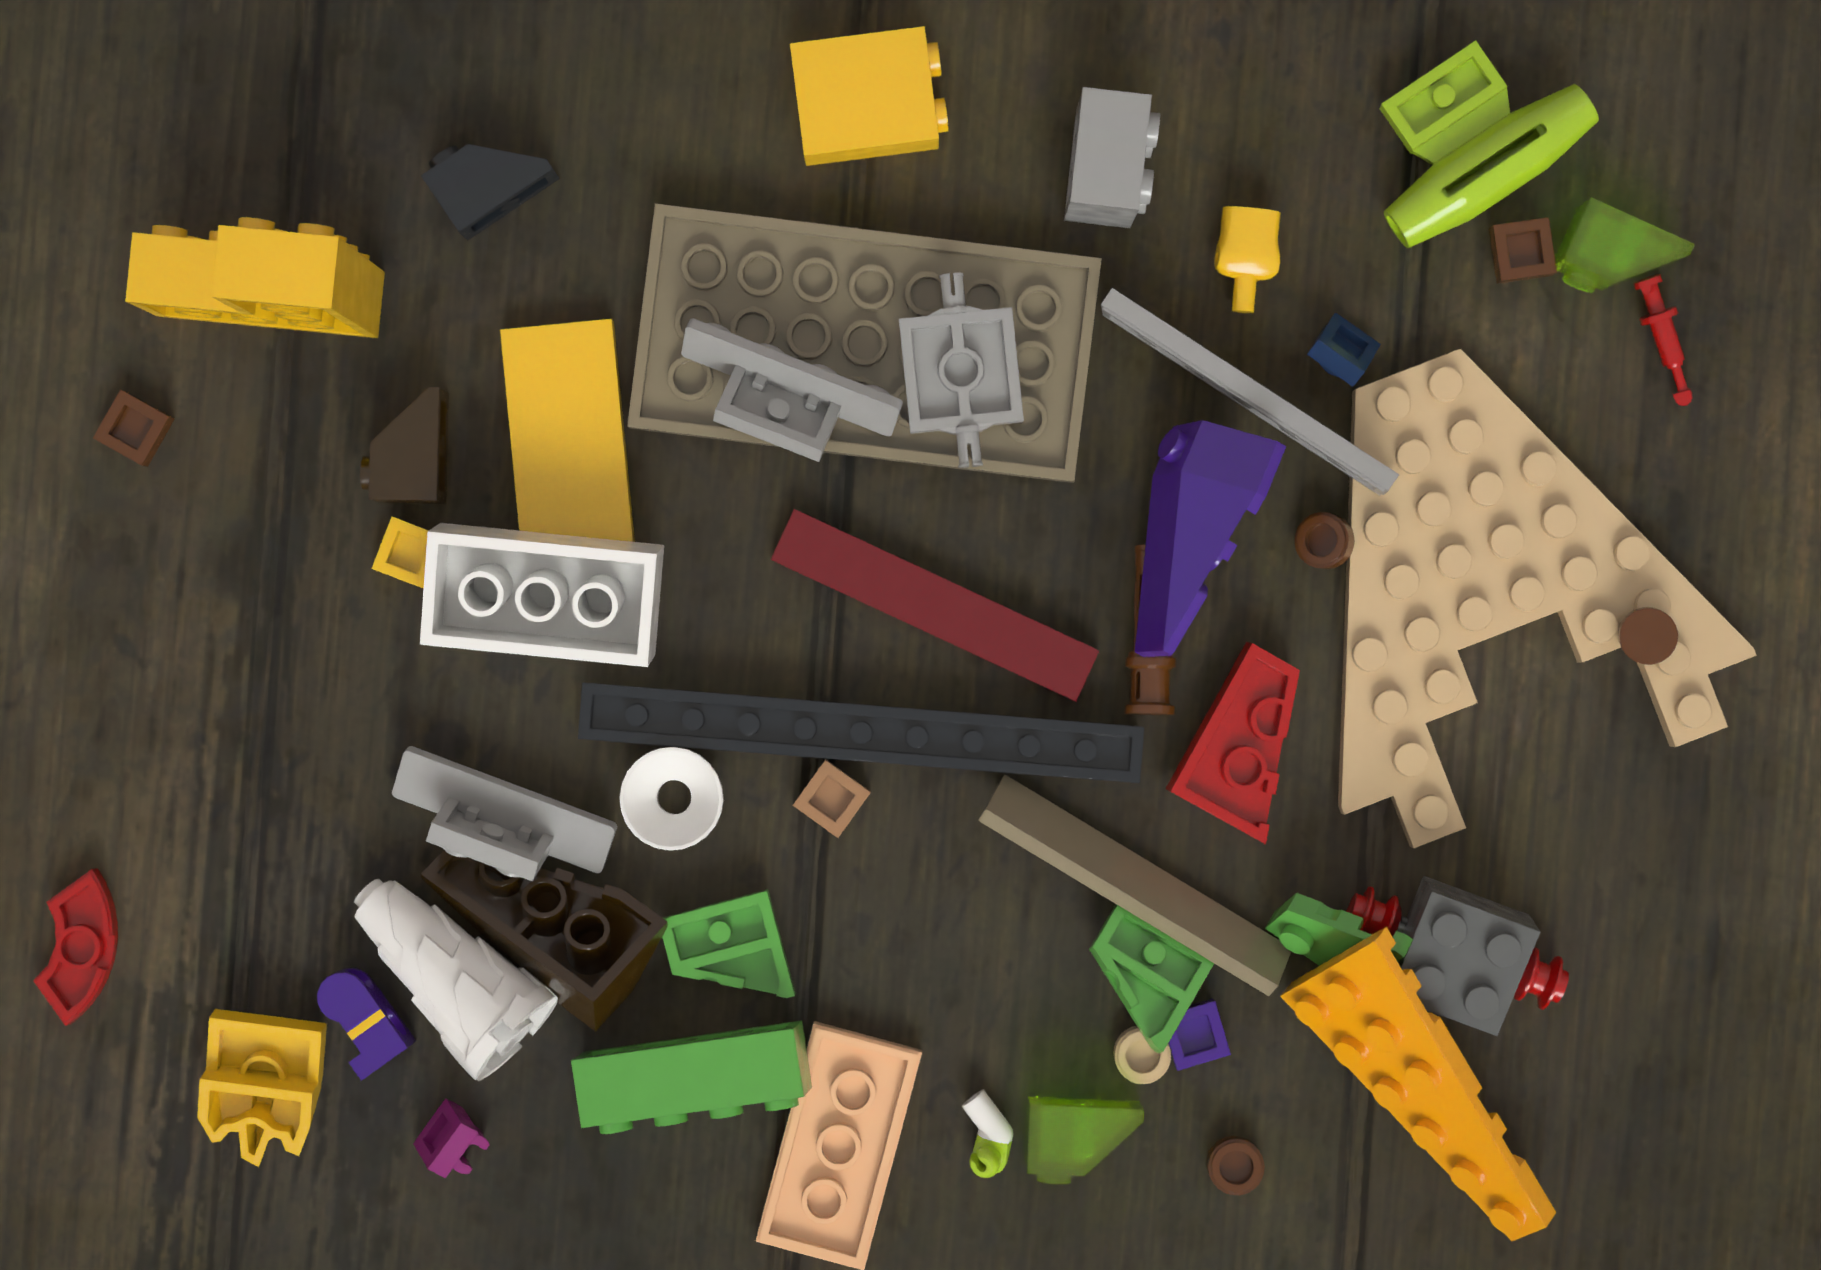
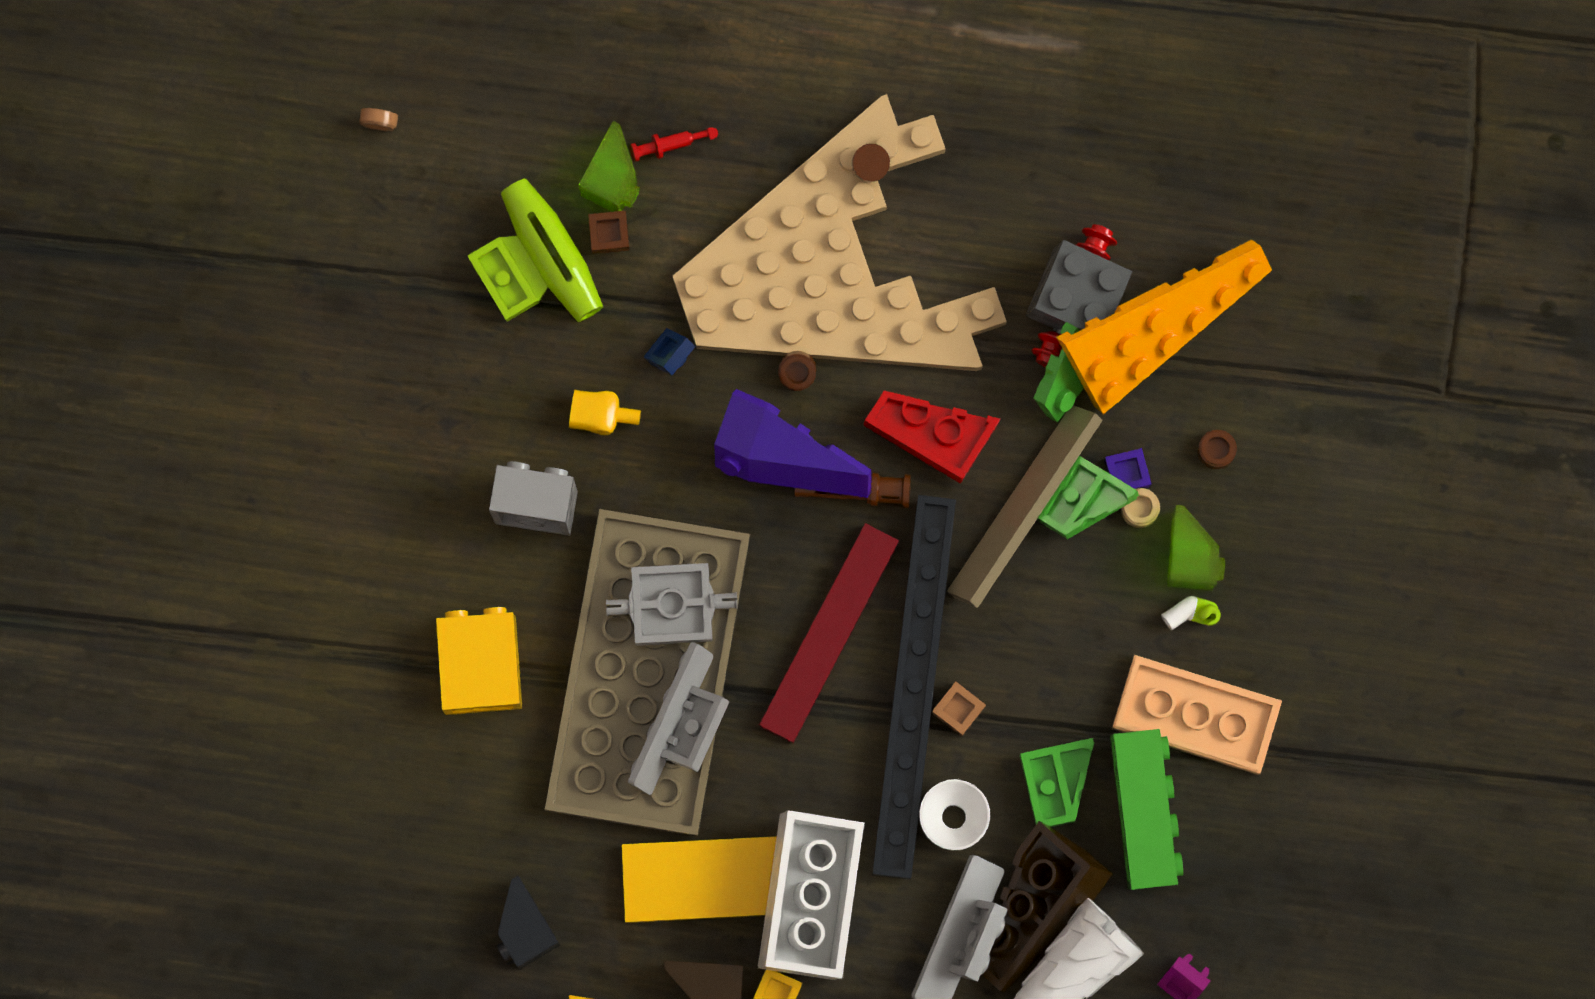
camera: 90 degrees left, 10 degrees down
(1248, 393) = (696, 415): light grey tile -> none

